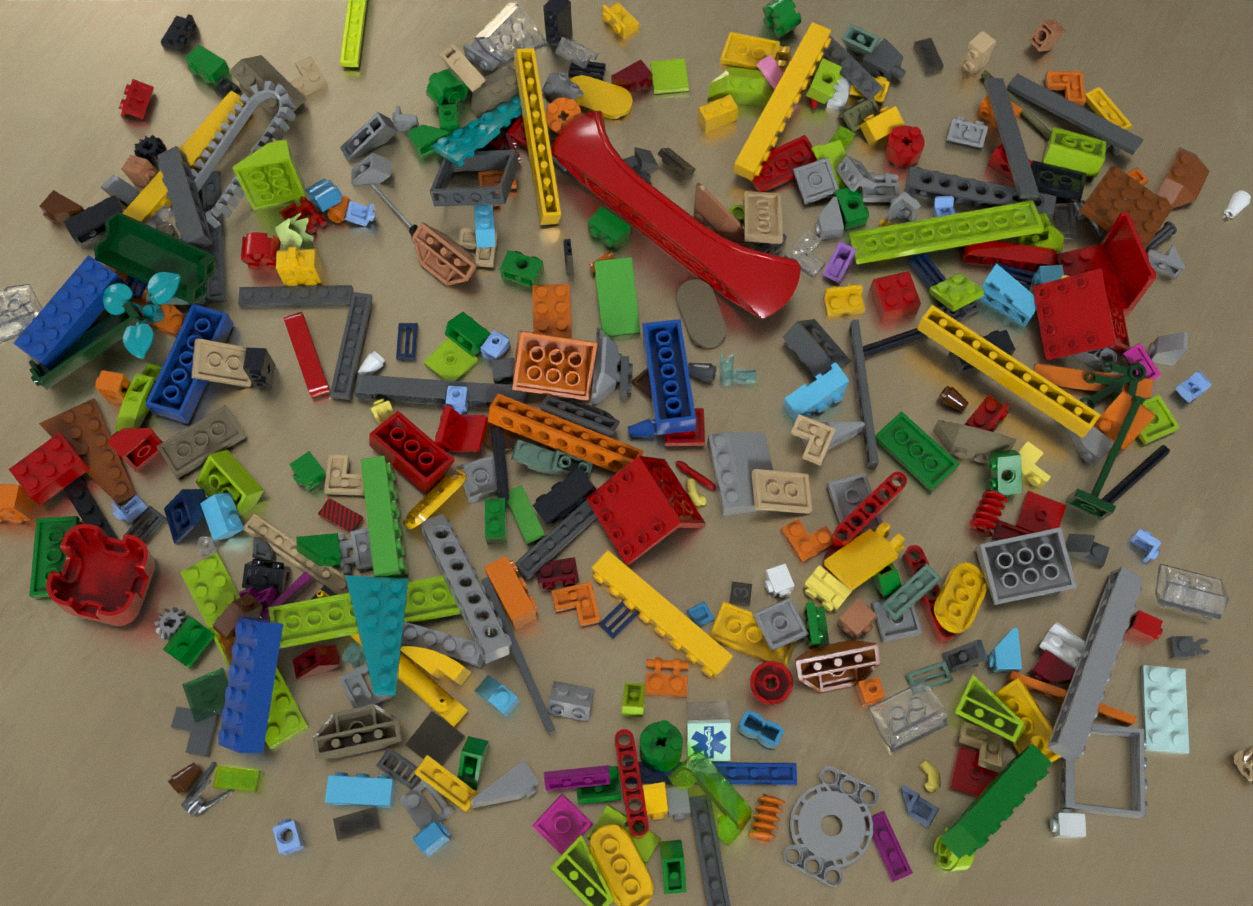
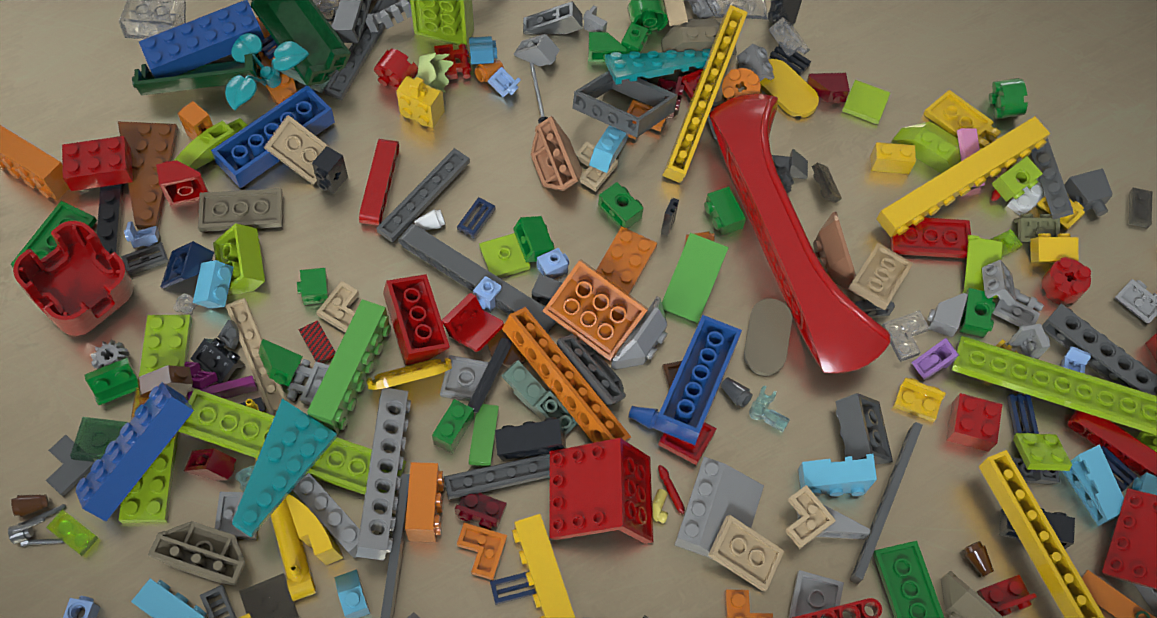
camera: 25 degrees right, 5 degrees down
(295, 296) = (403, 125): dark grey plate -> none
(382, 411) = (413, 266): light yellow bracket -> none
(620, 19) = (848, 29): yellow bracket -> none
(625, 385) = (653, 364): dark grey plate -> none
(738, 212) = (858, 259): lime tile -> none
(816, 180) = (955, 268): light grey plate -> none
(860, 40) = (1075, 158): sand green slope -> none
(892, 342) = (945, 466): black axle -> none

